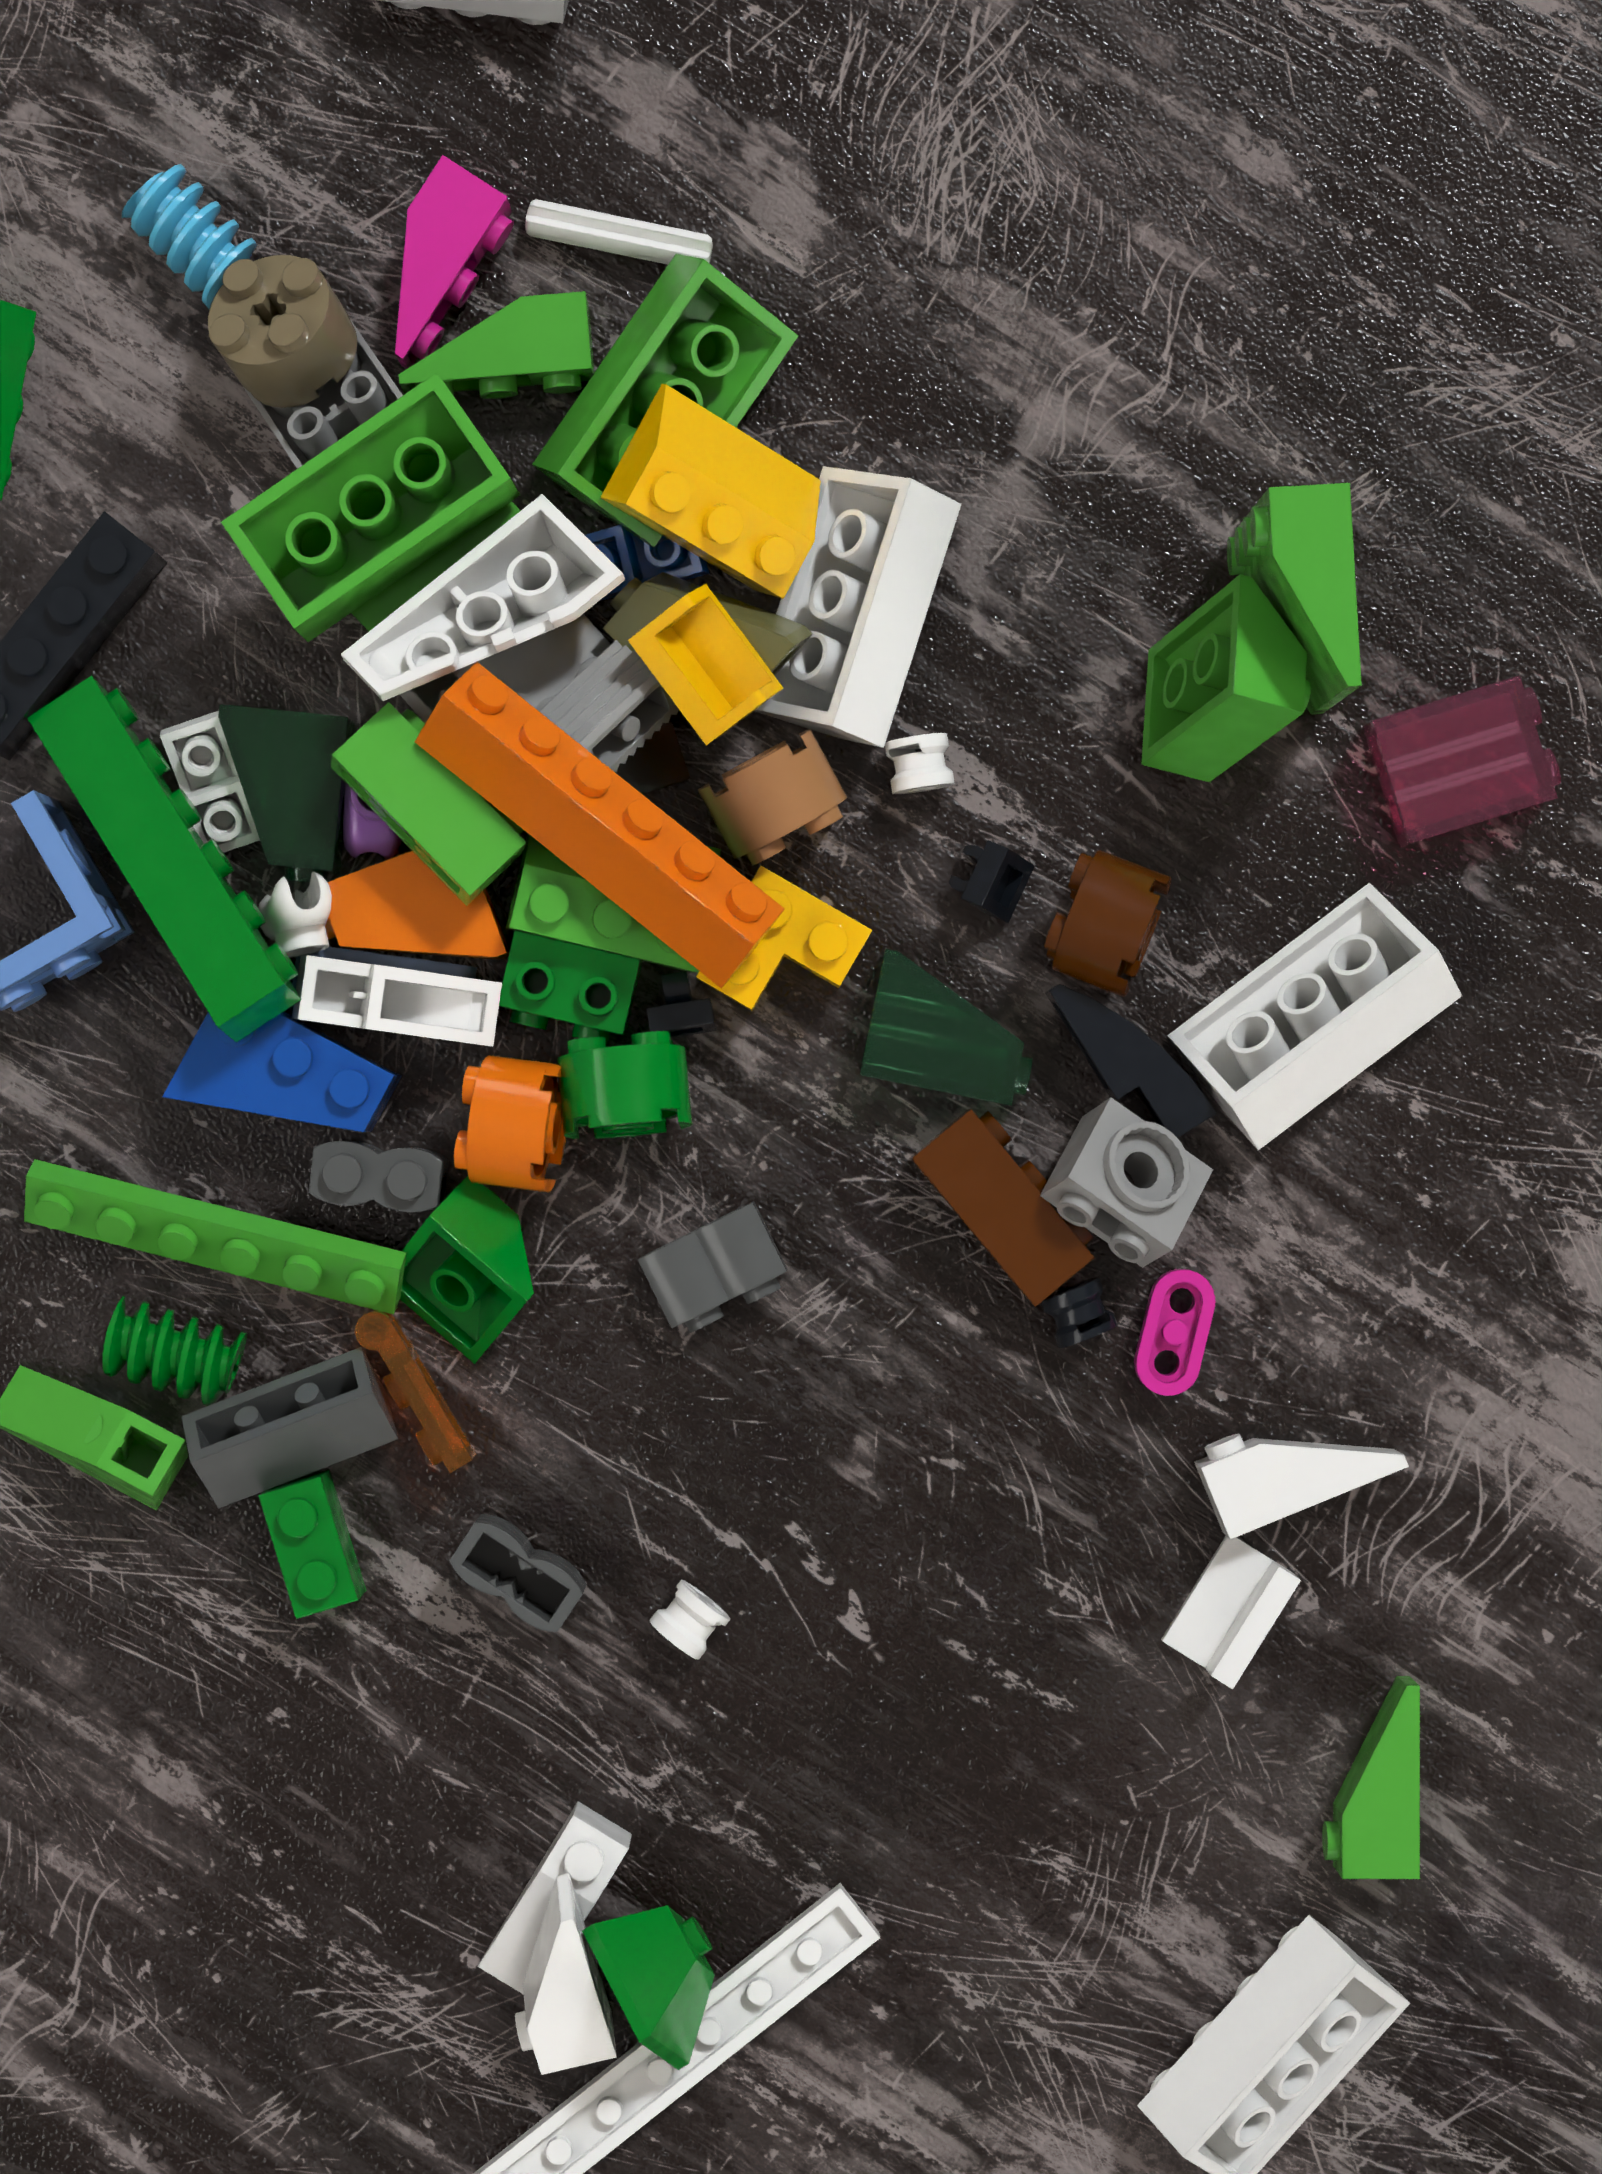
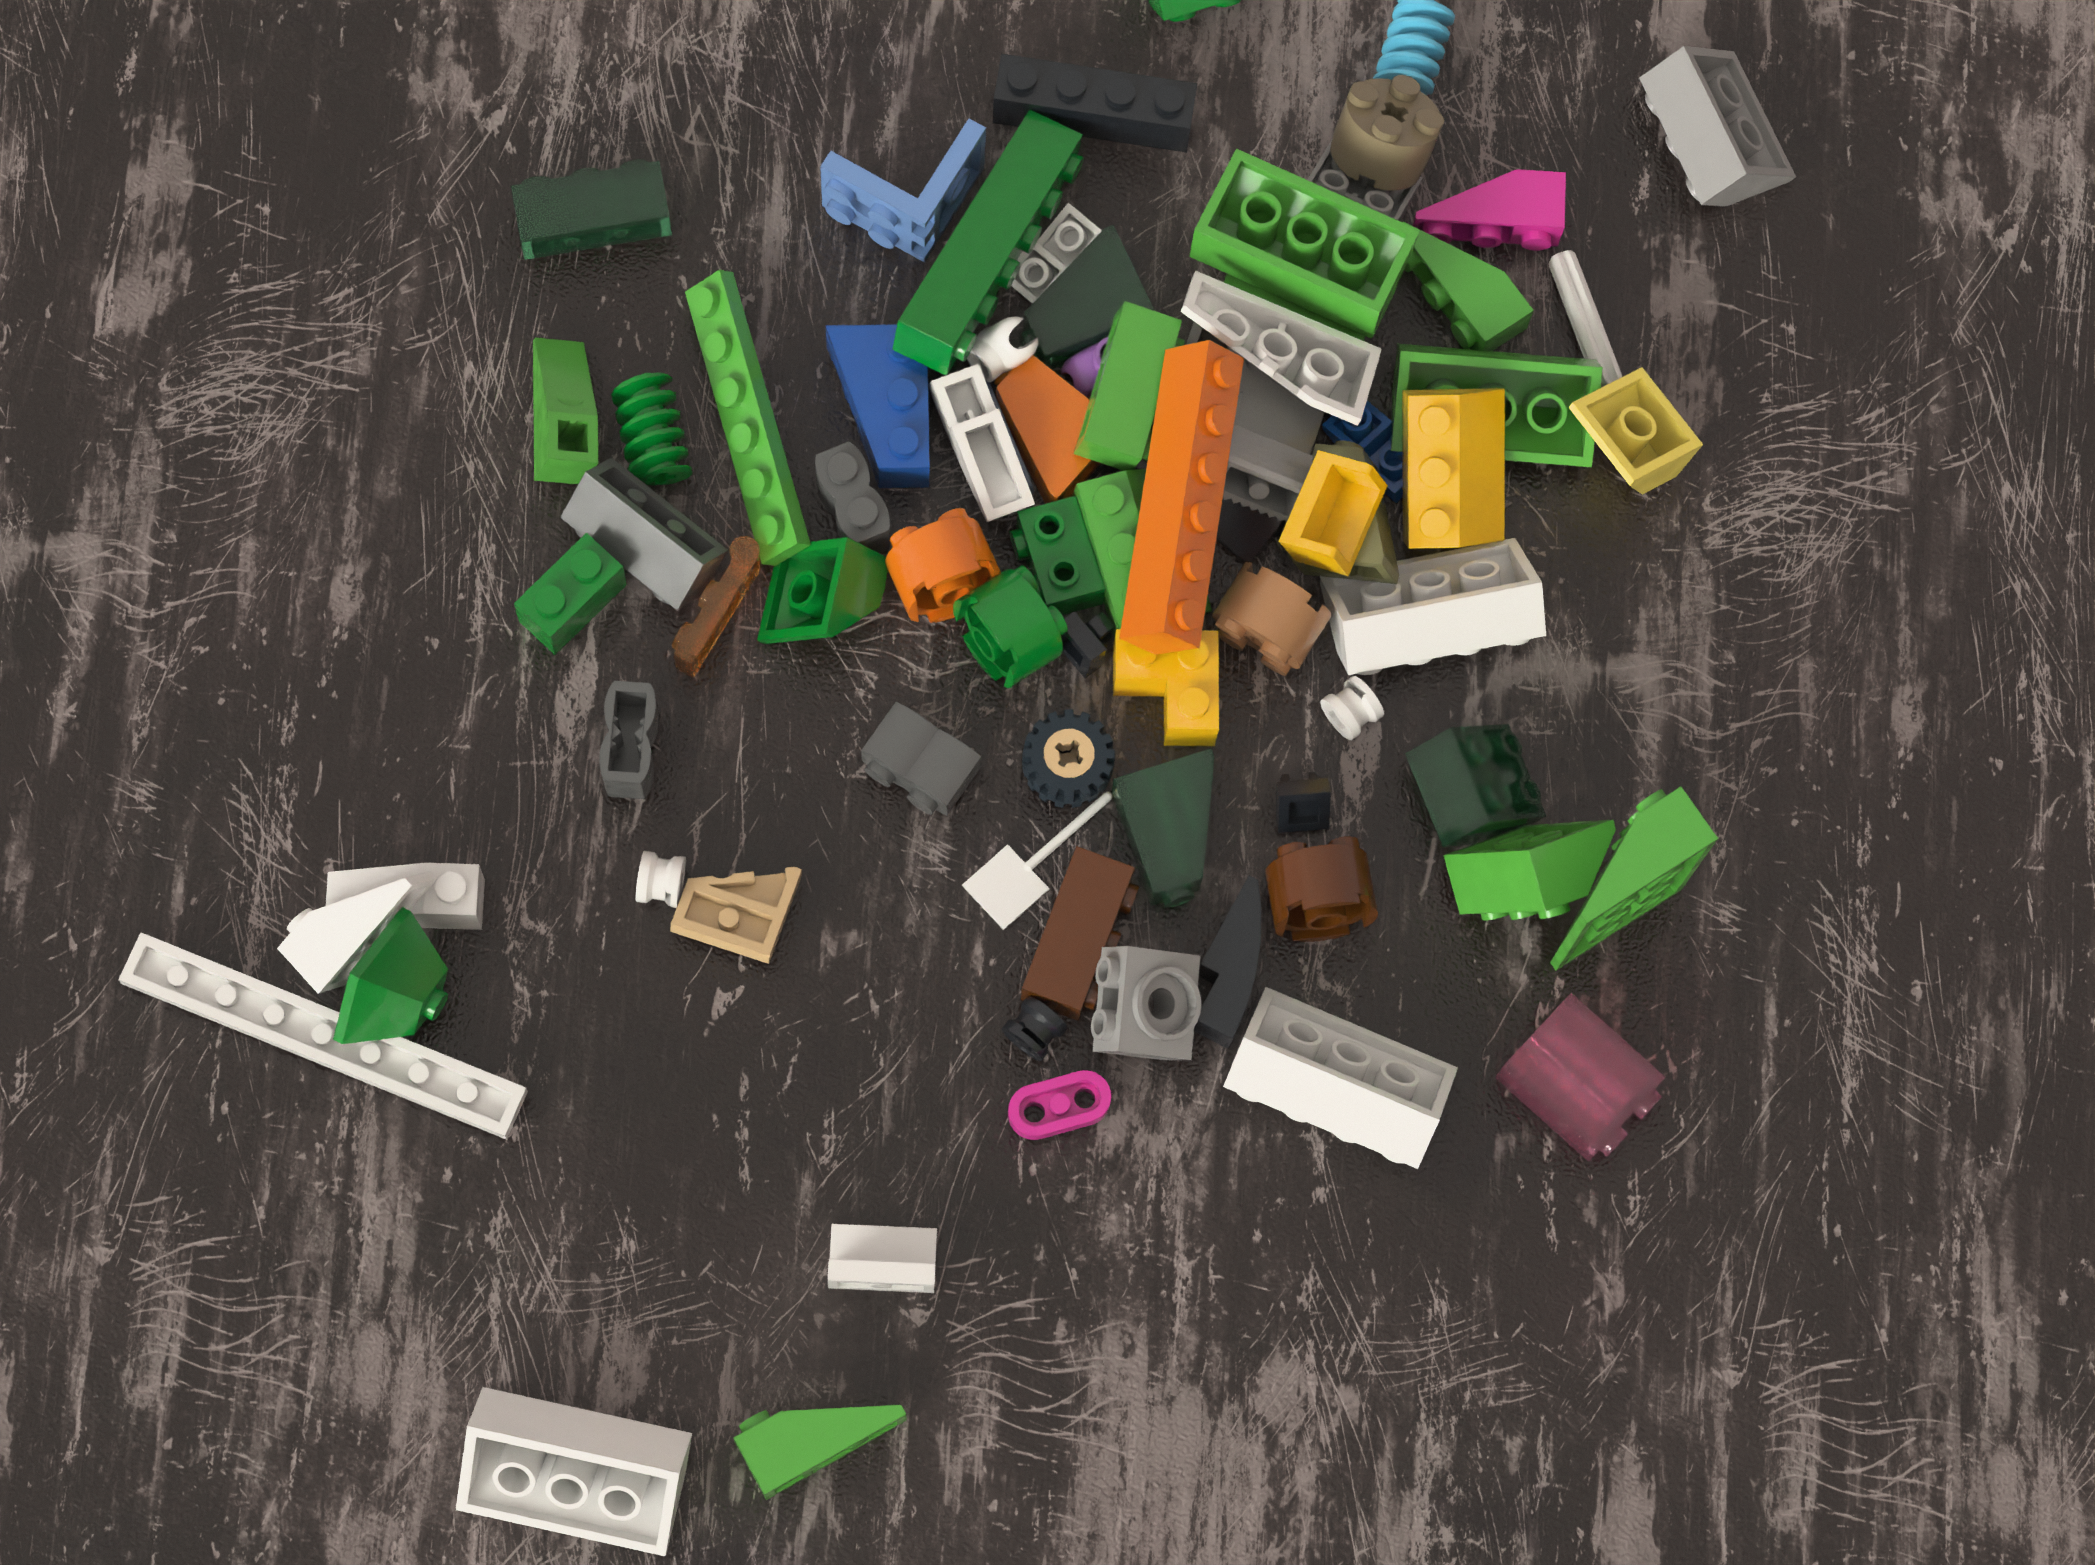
camera: 55 degrees right, 15 degrees down
(770, 1554) = (737, 911): none -> tan wing
(783, 1098) = (1059, 775): none -> black wheel
(790, 263) = (1638, 430): none -> light yellow slope
(900, 1245) = (1007, 883): none -> white piece
(1080, 680) = (1475, 783): none -> clear green slope
(1272, 1479) = (994, 1231): white slope -> none

